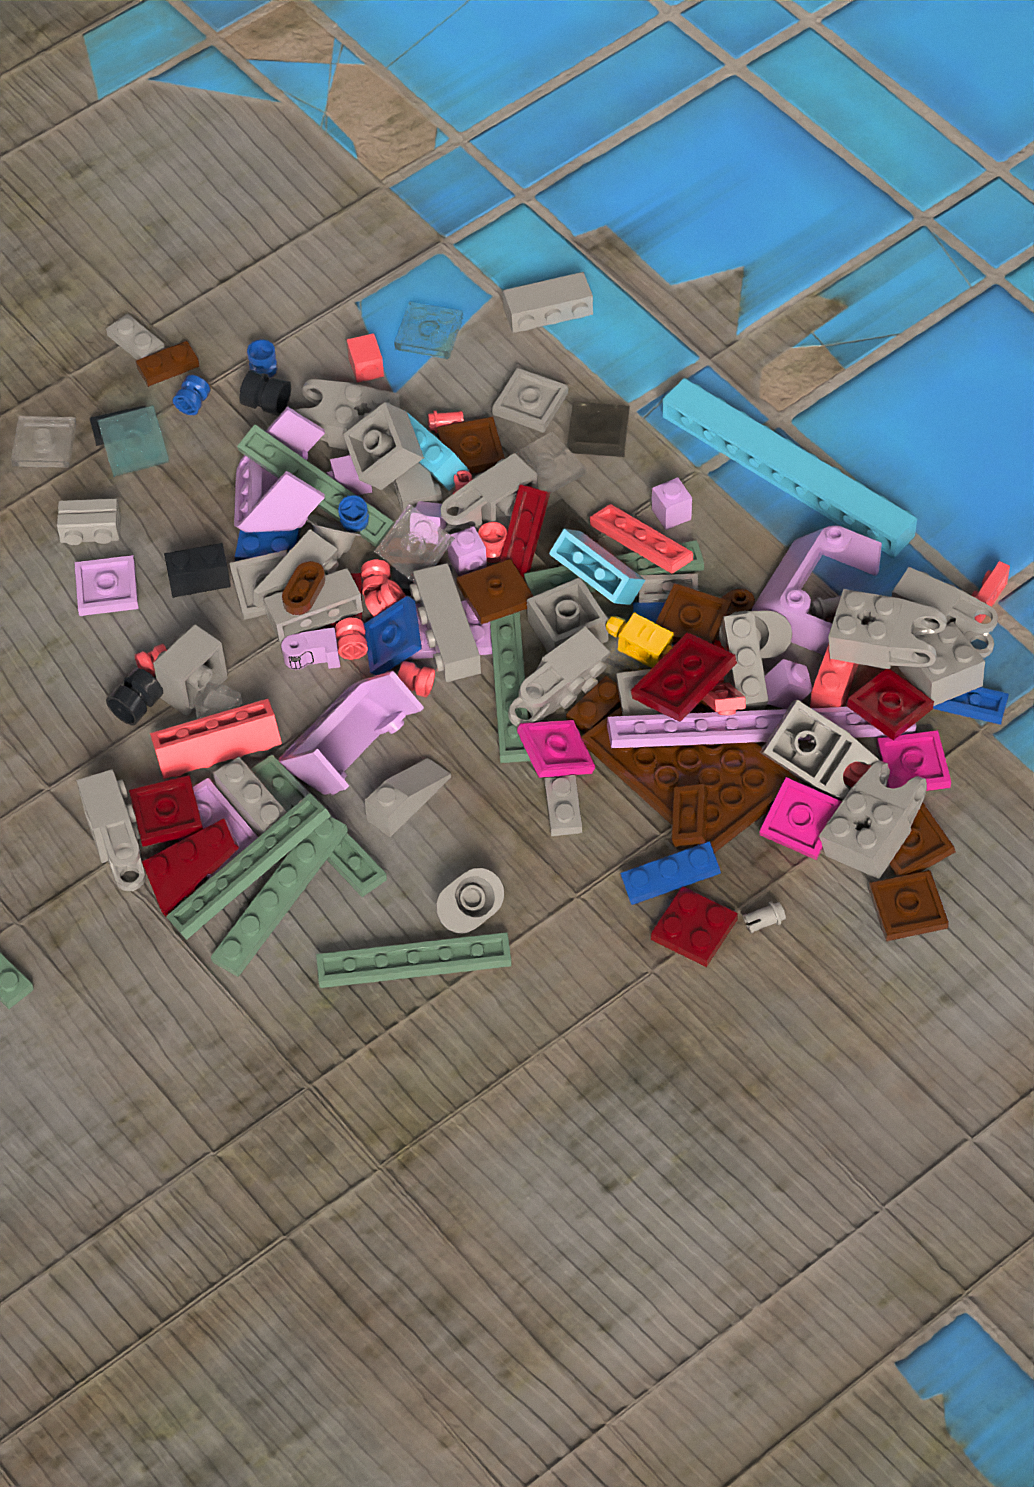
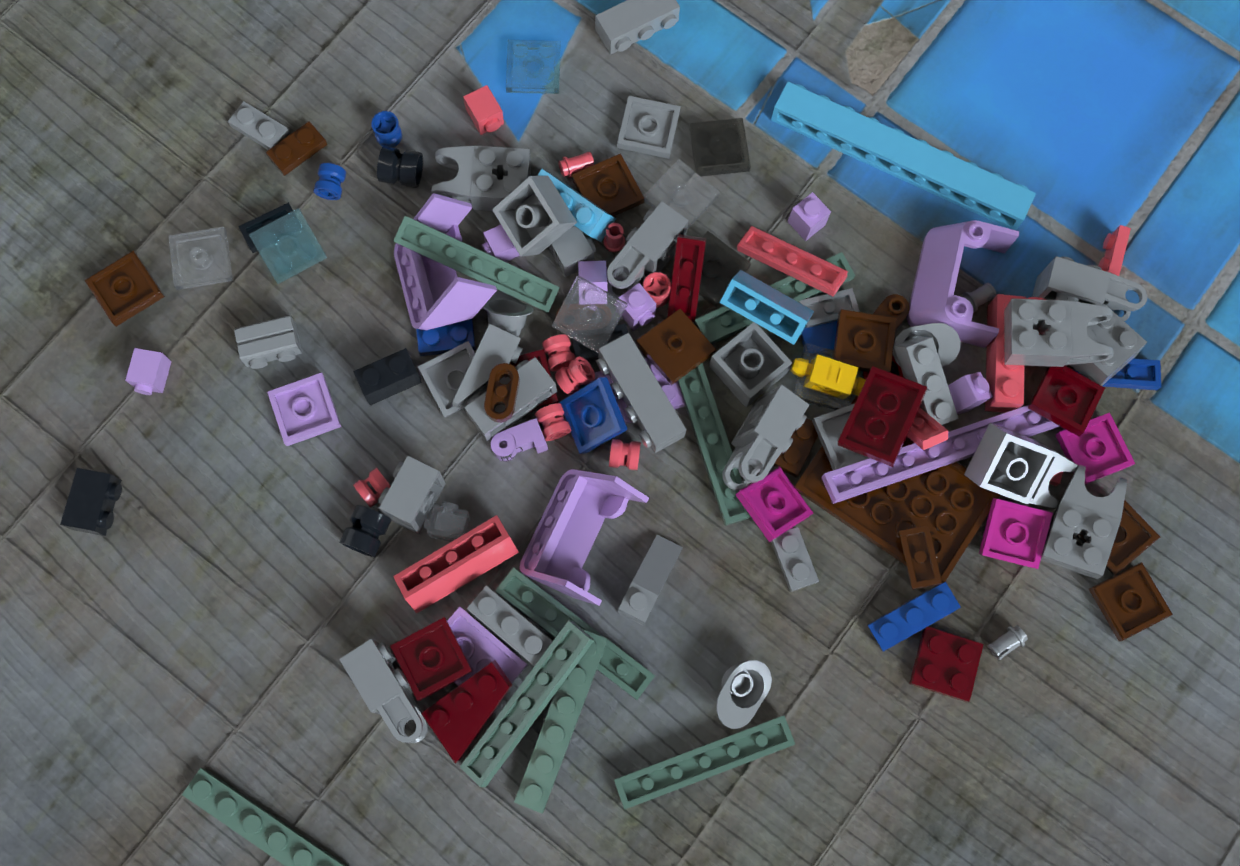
camera: 20 degrees left, 20 degrees up
(352, 507) = (523, 291): blue wheel -> none

